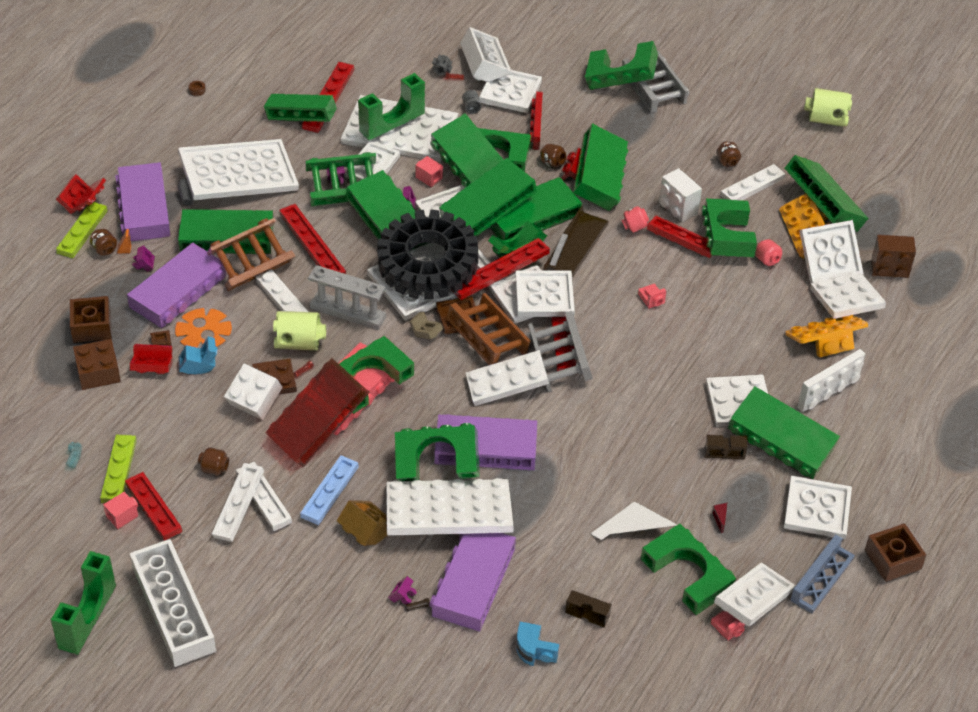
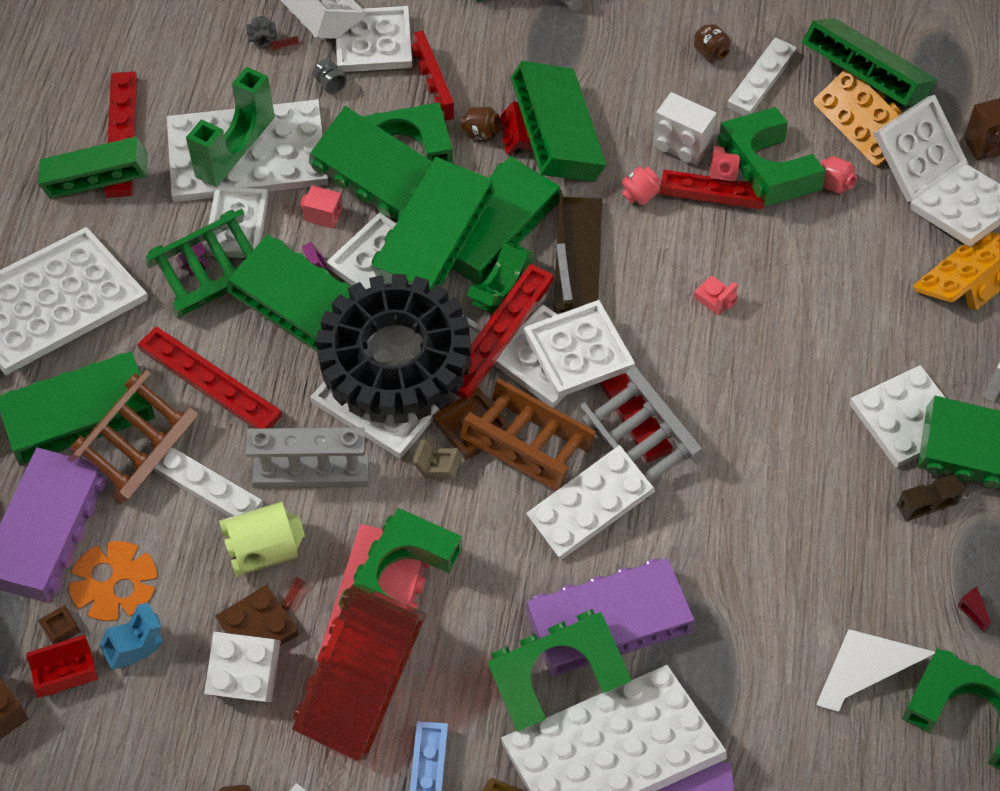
camera: 20 degrees left, 10 degrees up
(694, 223) = (724, 165): none -> coral bracket

